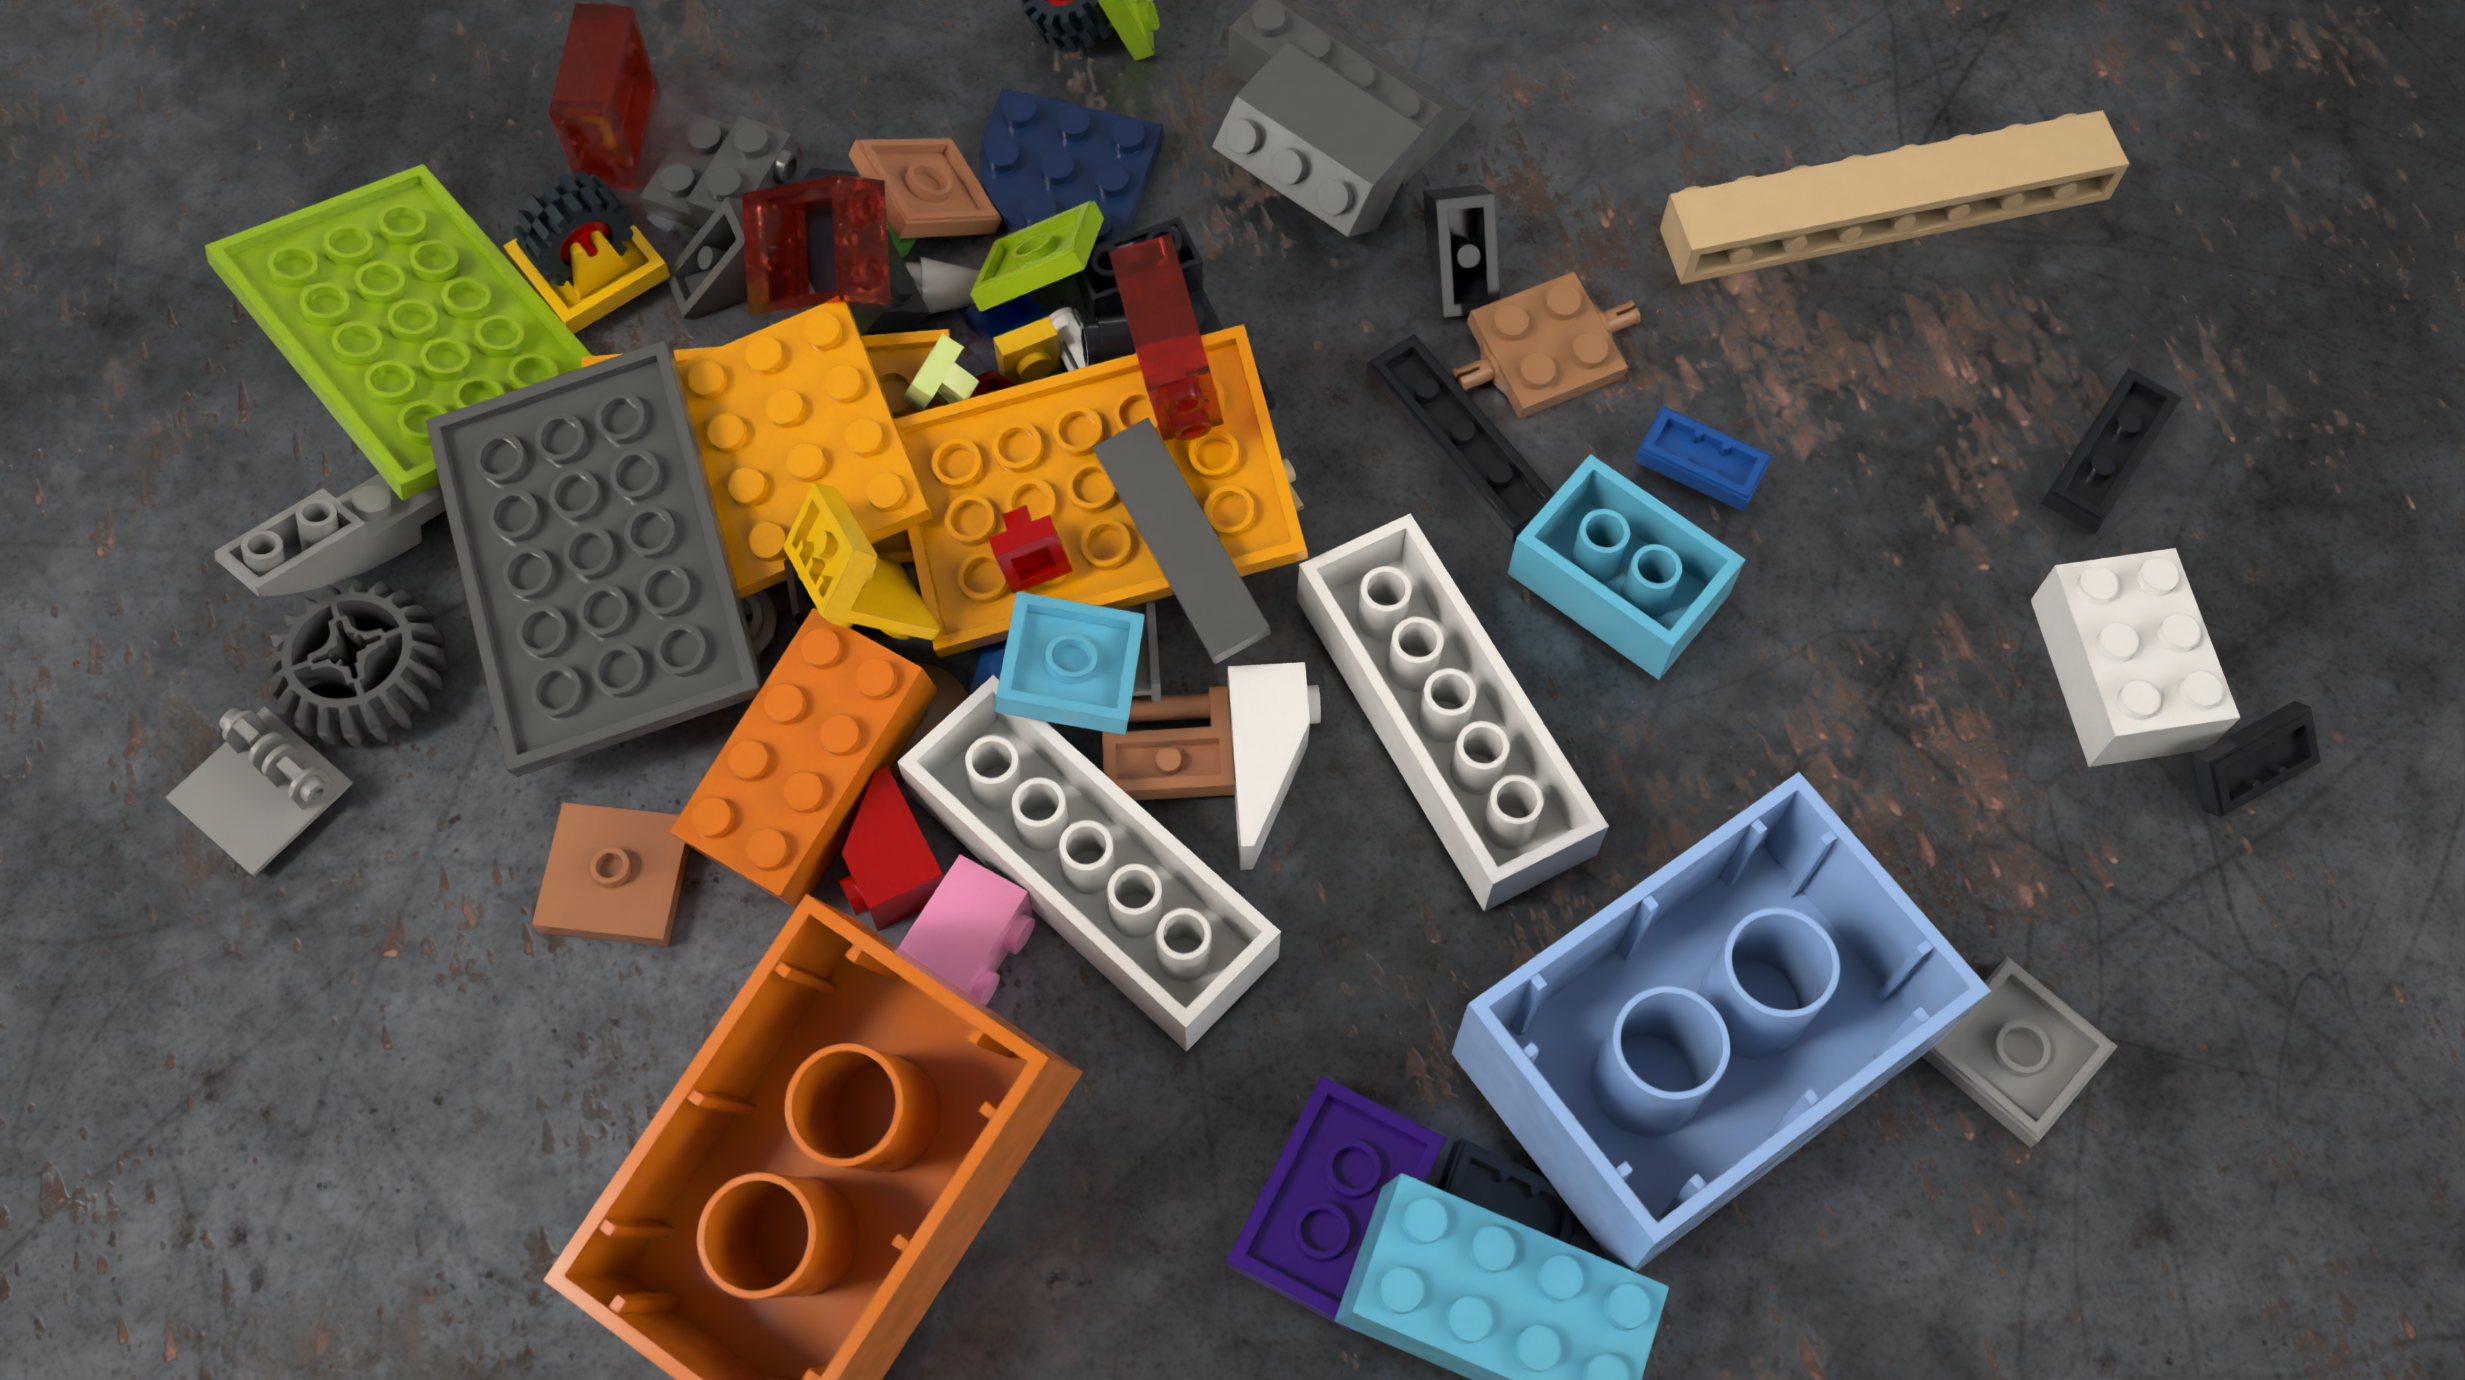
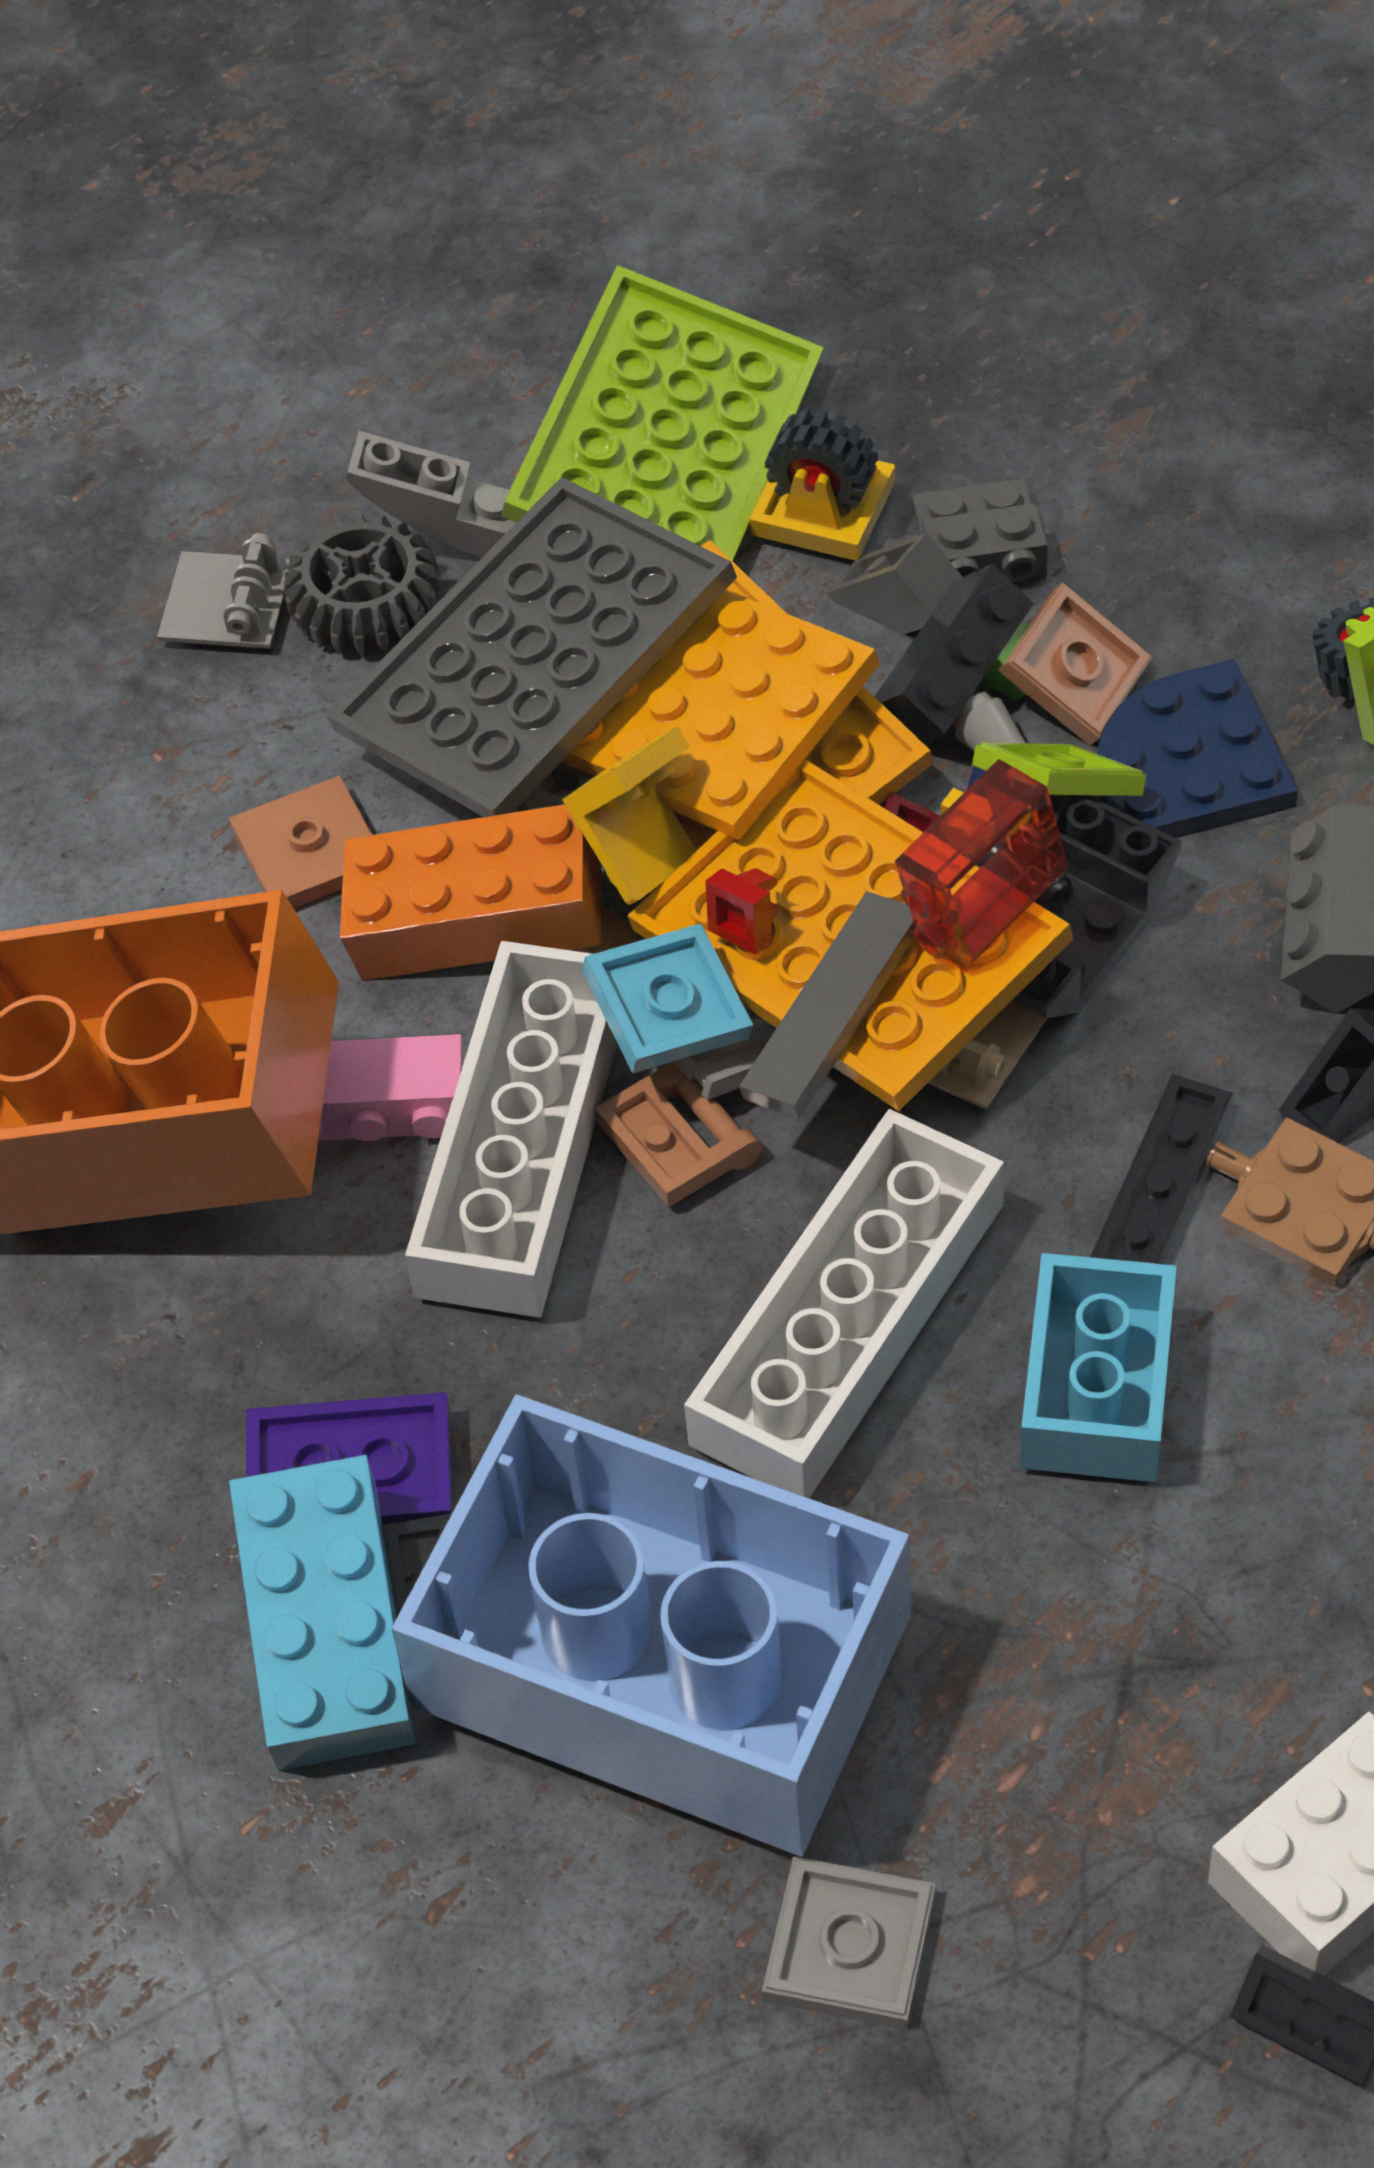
camera: 65 degrees right, 10 degrees down
(604, 94) = (947, 452): clear red window -> none
(778, 221) = (924, 621): clear red window -> none
(887, 857) = (436, 992): red slope -> none
(940, 377) = (867, 763): yellowish green tile -> none
(1269, 738) = (714, 1202): white slope -> none
(1703, 458) = (1284, 1385): blue plate -> none

